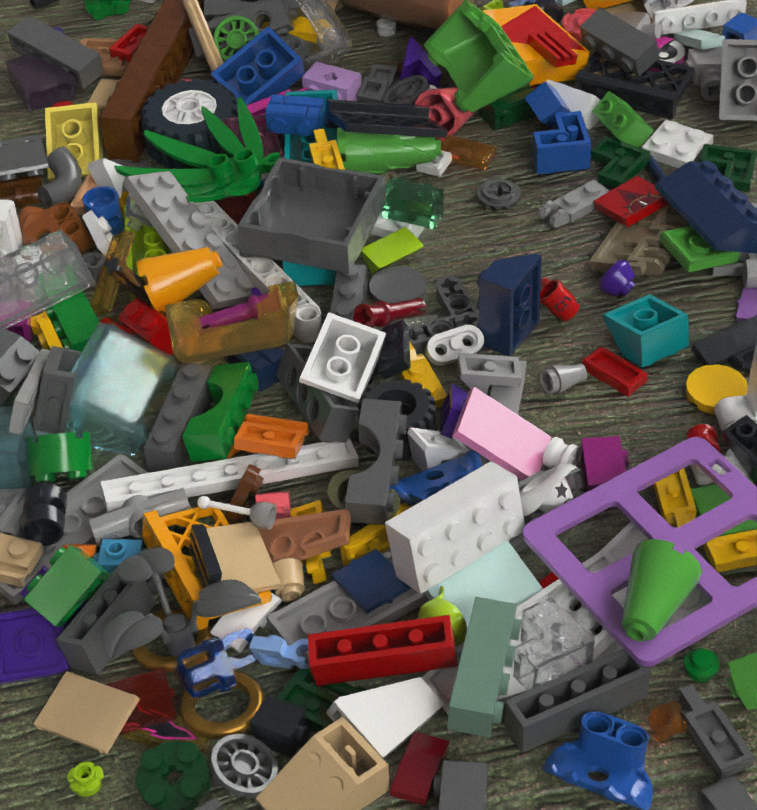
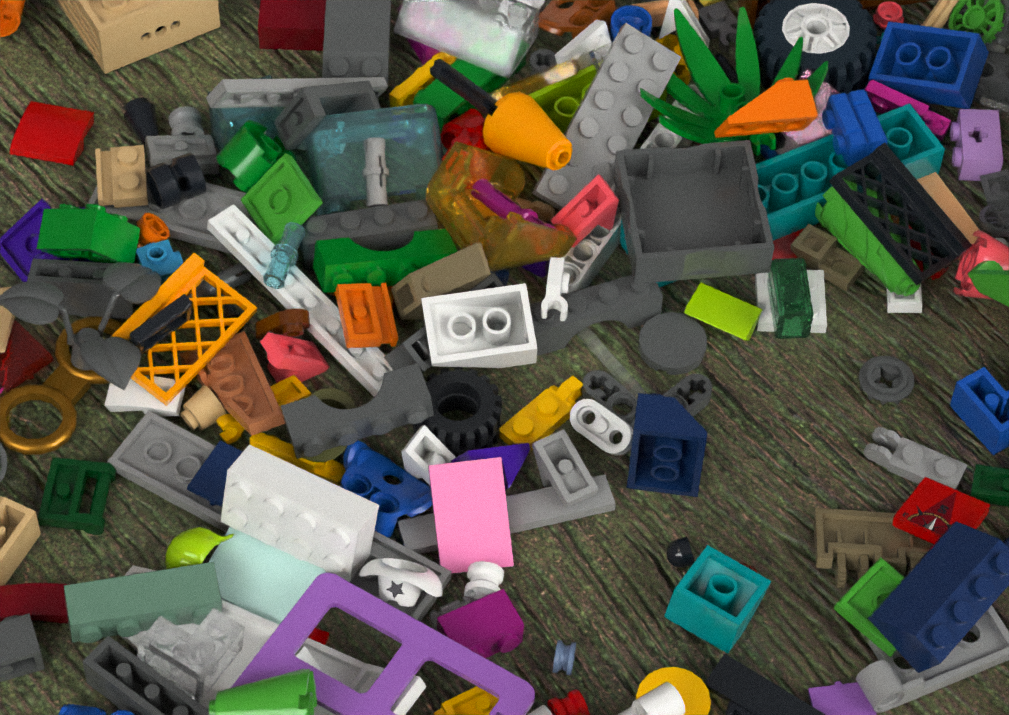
camera: 60 degrees right, 10 degrees up
(120, 447) = (281, 198): none -> bright green tile
(130, 517) = (216, 252): light grey piece -> none
(138, 380) = (375, 172): none -> light grey pin
(181, 462) = (284, 255): none -> clear light blue pin
(217, 666) = (60, 390): clear blue piece -> none
(244, 556) = (192, 355): tan piece -> none
(260, 136) = (779, 109): none -> orange slope
(262, 513) = (250, 349): hinge -> none
(268, 265) = (590, 207): none -> coral slope
(277, 653) = (108, 434): light blue plate -> none
(278, 370) = (446, 276): none -> dark tan slope
(280, 726) = (27, 473): black brick -> none
(325, 152) = (798, 186): yellow hinge -> none
(325, 302) = (556, 284): none -> white plate
(382, 313) = (594, 339): dark red pin -> none
(382, 650) = (122, 510): red brick -> none
(388, 713) = (63, 548): white slope -> none
(395, 351) = (556, 368): black plate -> none
(469, 152) = (941, 321): clear orange plate -> none
(558, 299) = (720, 495): red piece -> none
(561, 377) = (607, 545): light grey cone -> none
(589, 340) = (680, 553): none -> black hinge
(615, 371) = (651, 594): red tile -> none
(618, 279) = (793, 545): dark purple cone -> none
(652, 432) = (564, 657): none -> sand blue bush

